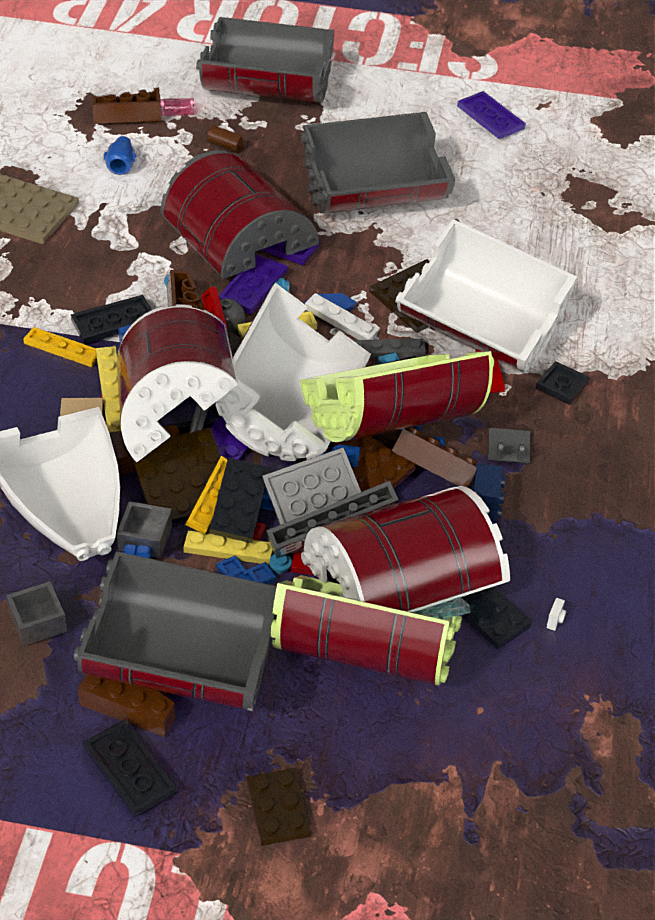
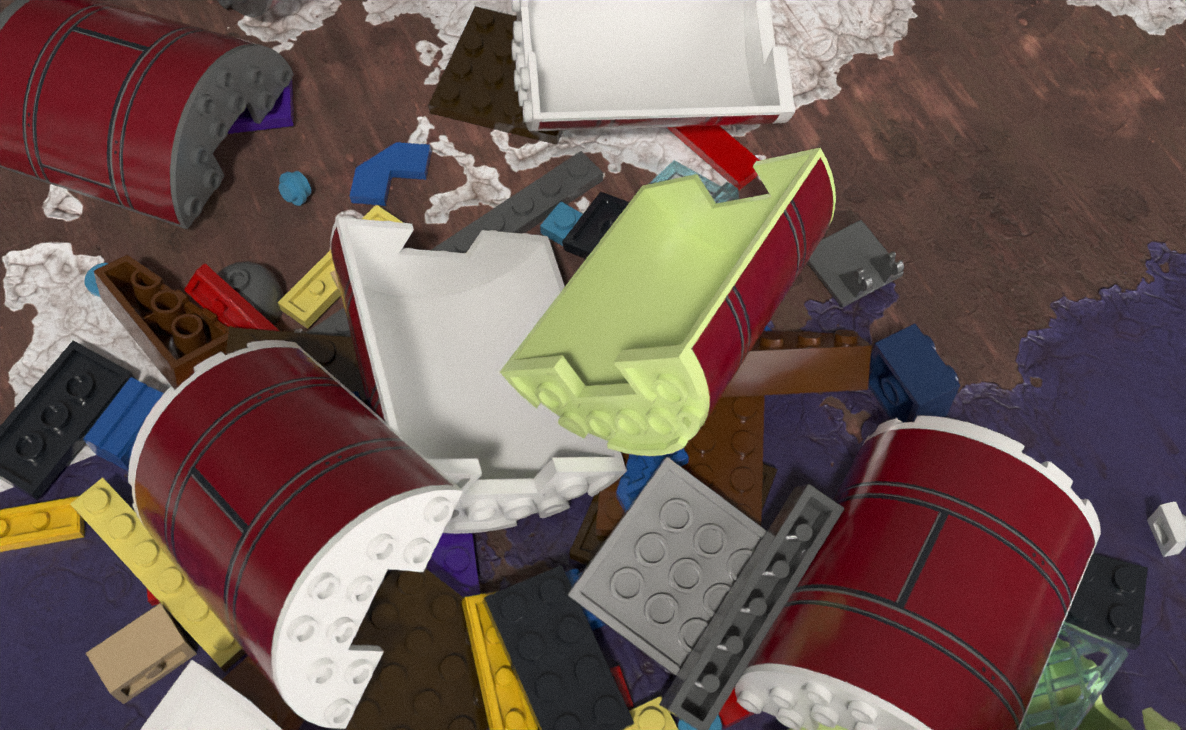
camera: 30 degrees left, 15 degrees up
(253, 285) = (244, 209): dark purple plate -> none
(341, 318) = (430, 190): white plate -> none
(562, 382) = (836, 106): black plate -> none

